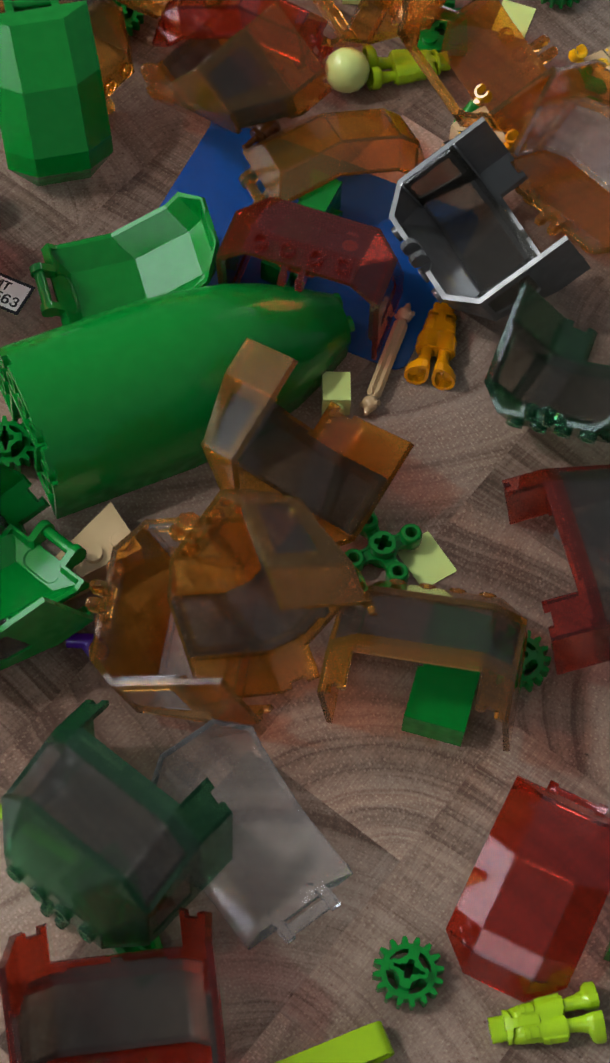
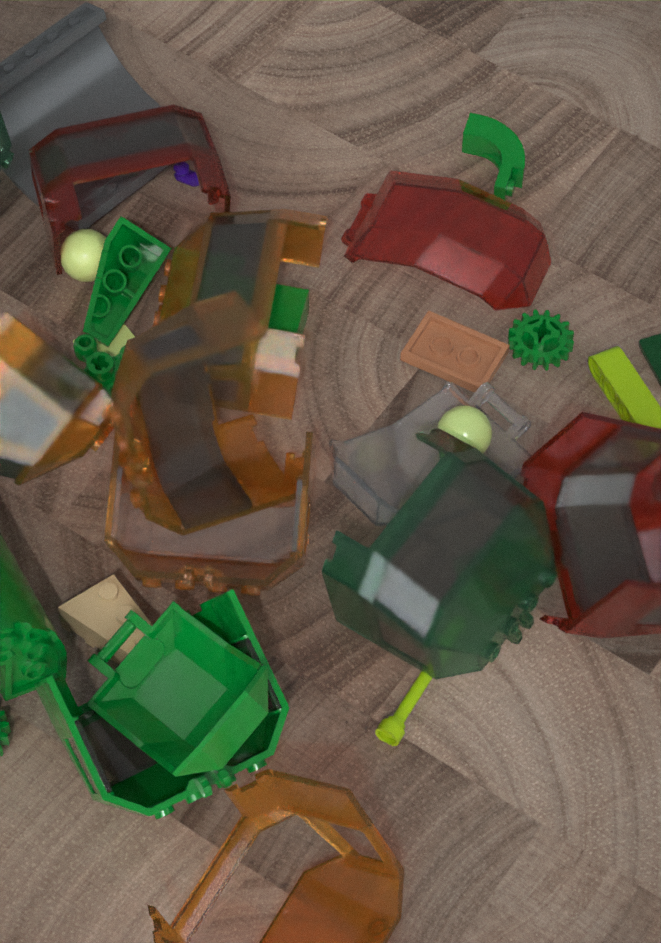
camera: 90 degrees left, 5 degrees down
(278, 872) = (468, 425): none -> yellowish green piece
(395, 882) = (454, 352): none -> nougat plate
(488, 565) = (123, 274): none -> green wedge
(516, 534) = (82, 254): none -> yellowish green piece
(545, 1020) = (567, 240): lime piece -> none

